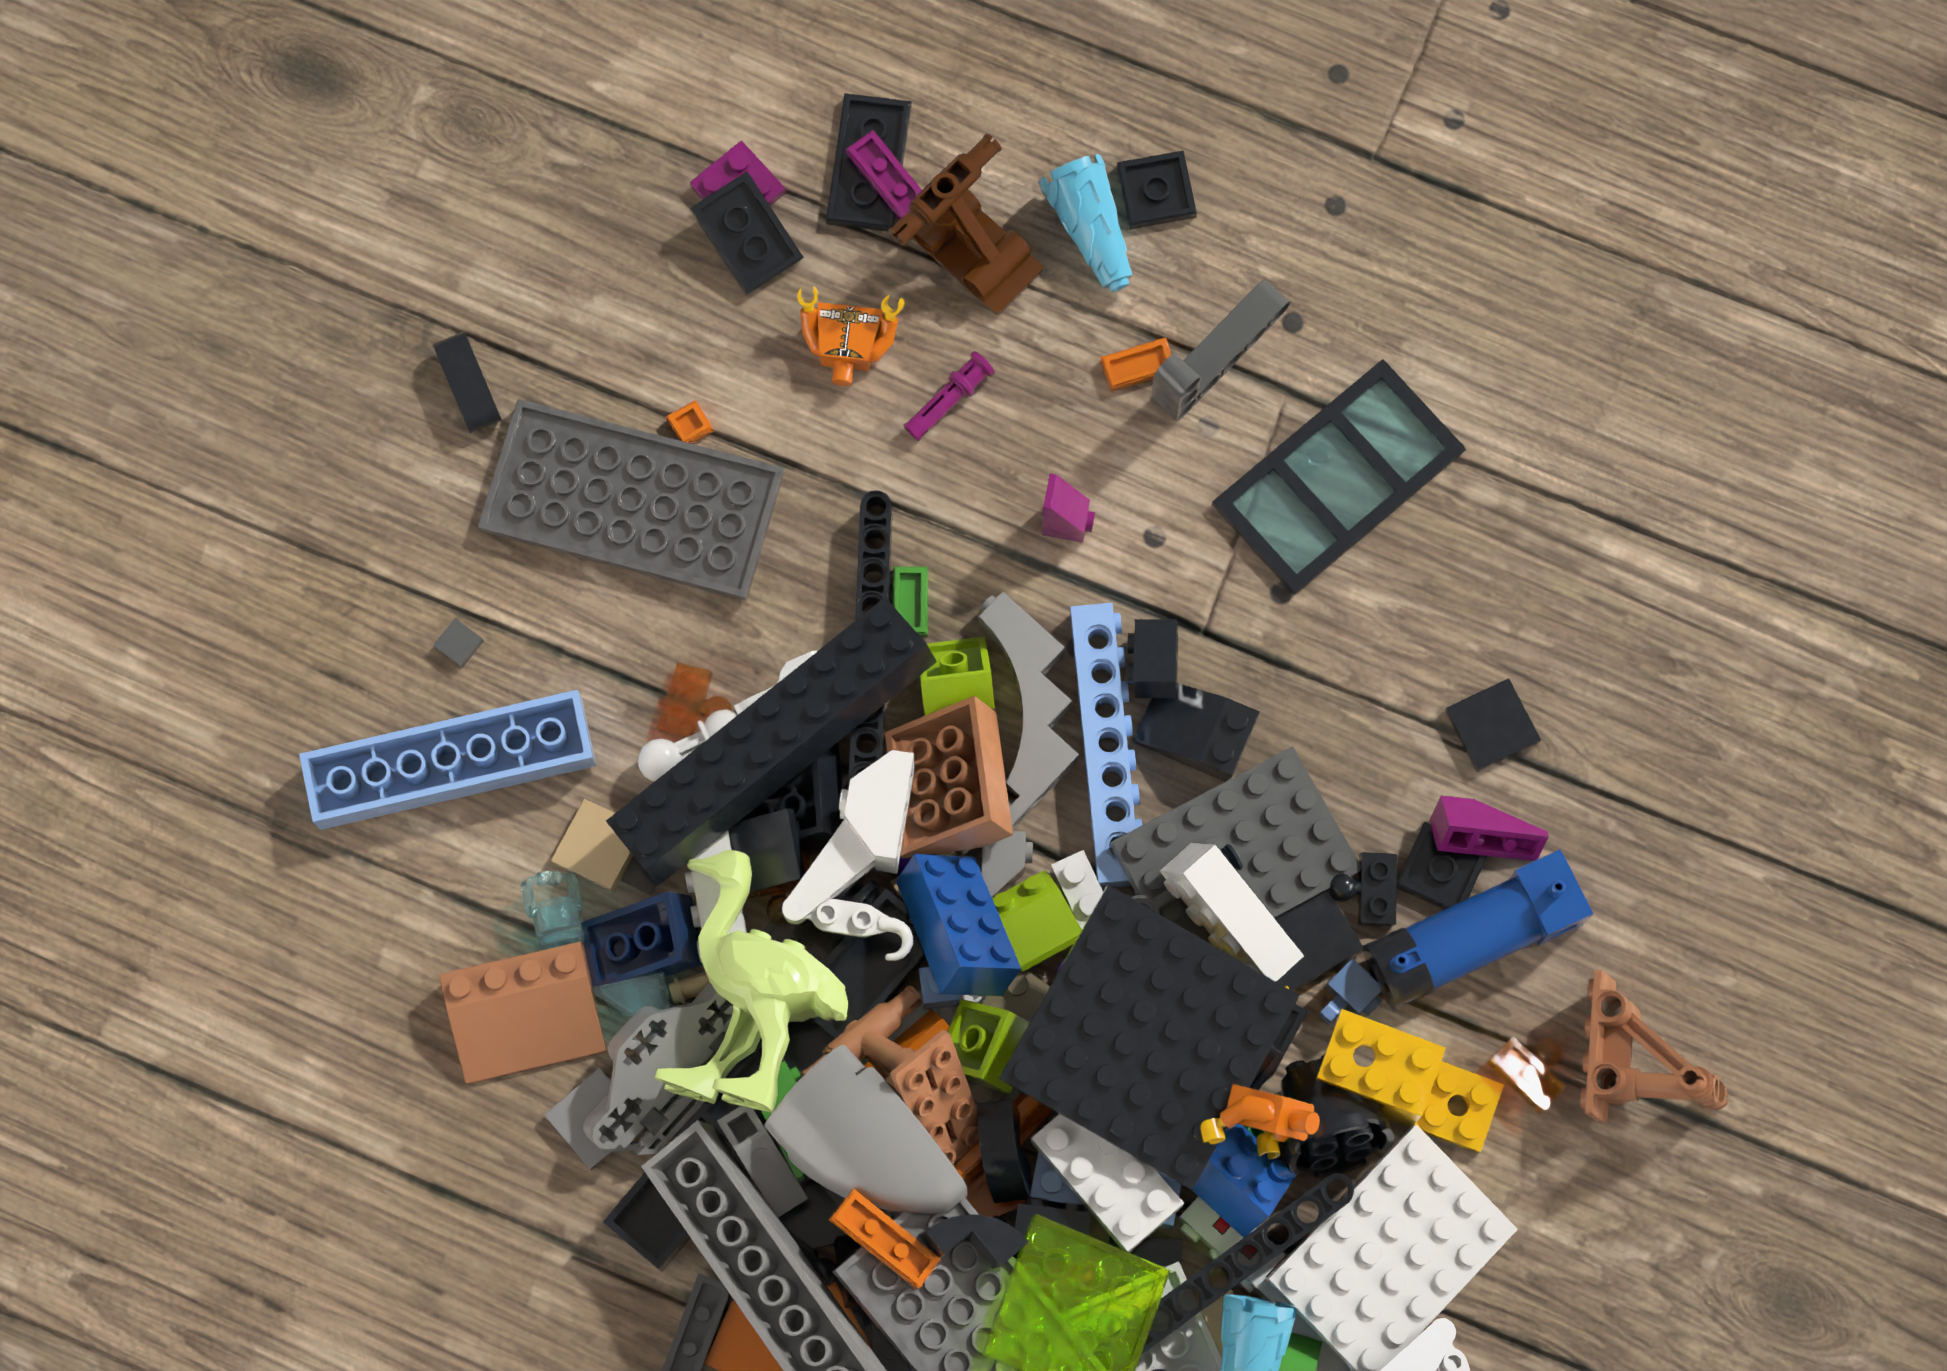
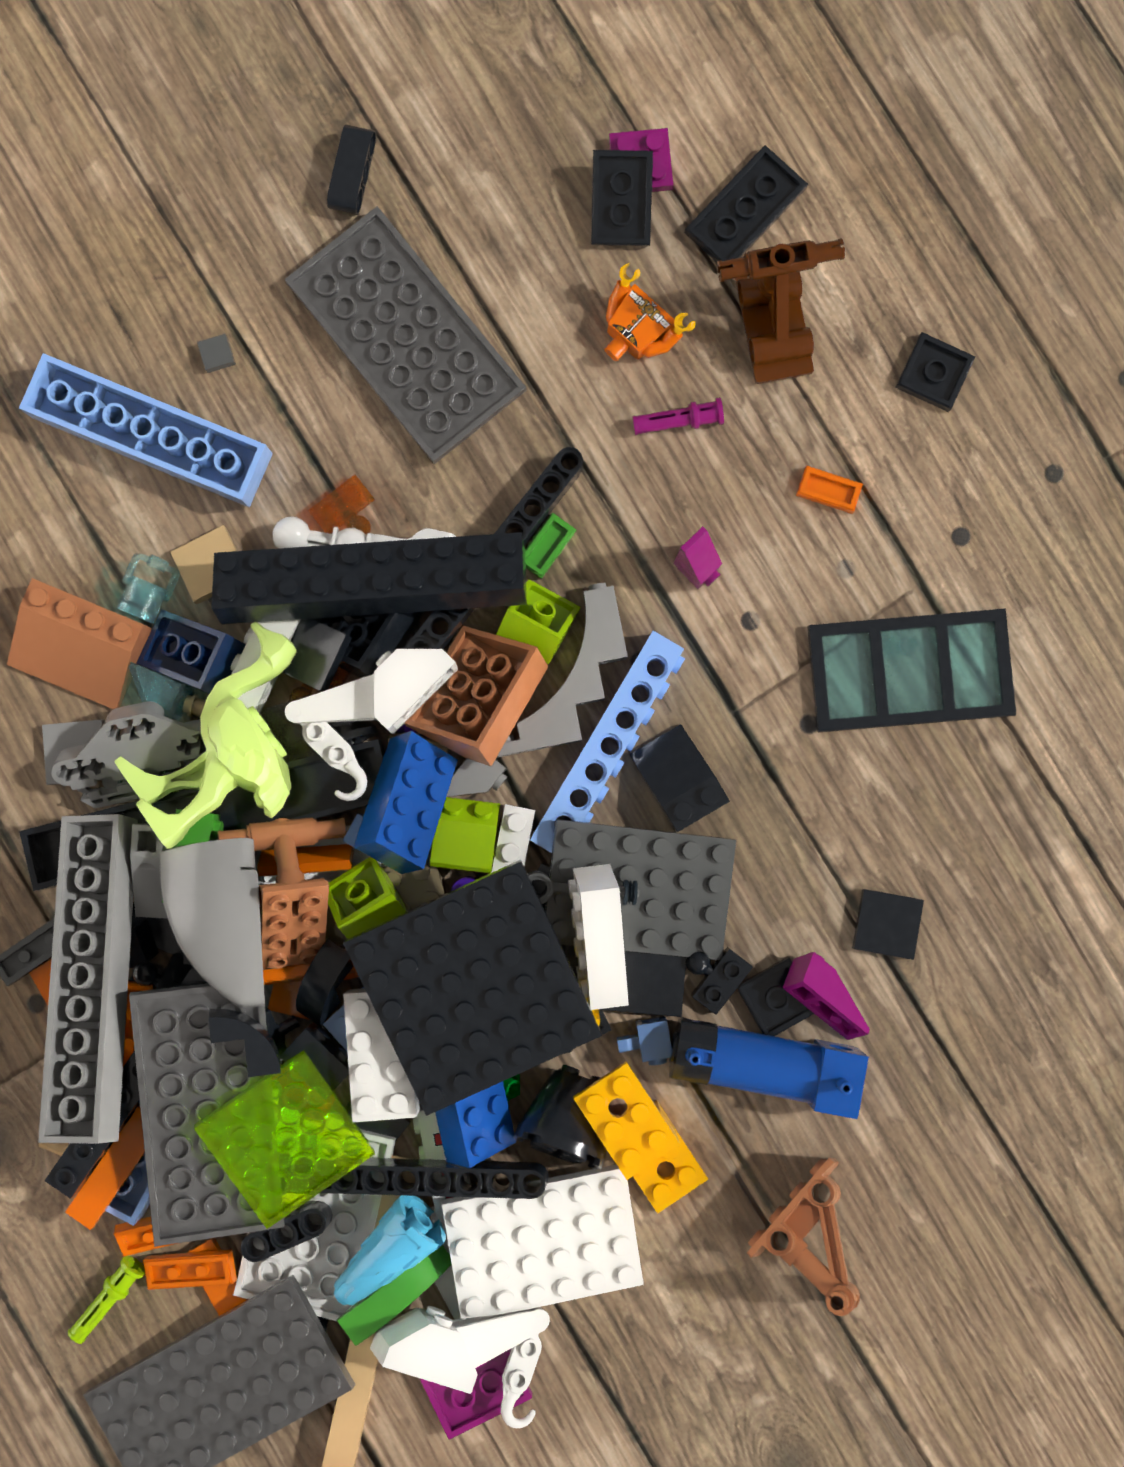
camera: 35 degrees right, 10 degrees up
(689, 423) = (485, 309): orange tile -> none
(884, 172) = (750, 218): magenta tile -> none
(885, 1239) = (180, 997): orange tile -> none
(1089, 215) = (873, 354): medium azure cone -> none
(1155, 658) = (685, 708): black brick -> none
(1182, 383) = (850, 526): dark grey beam -> none
(1264, 1111) = (515, 1103): orange torso -> none
(1528, 1072) = (730, 1182): clear orange plate -> none

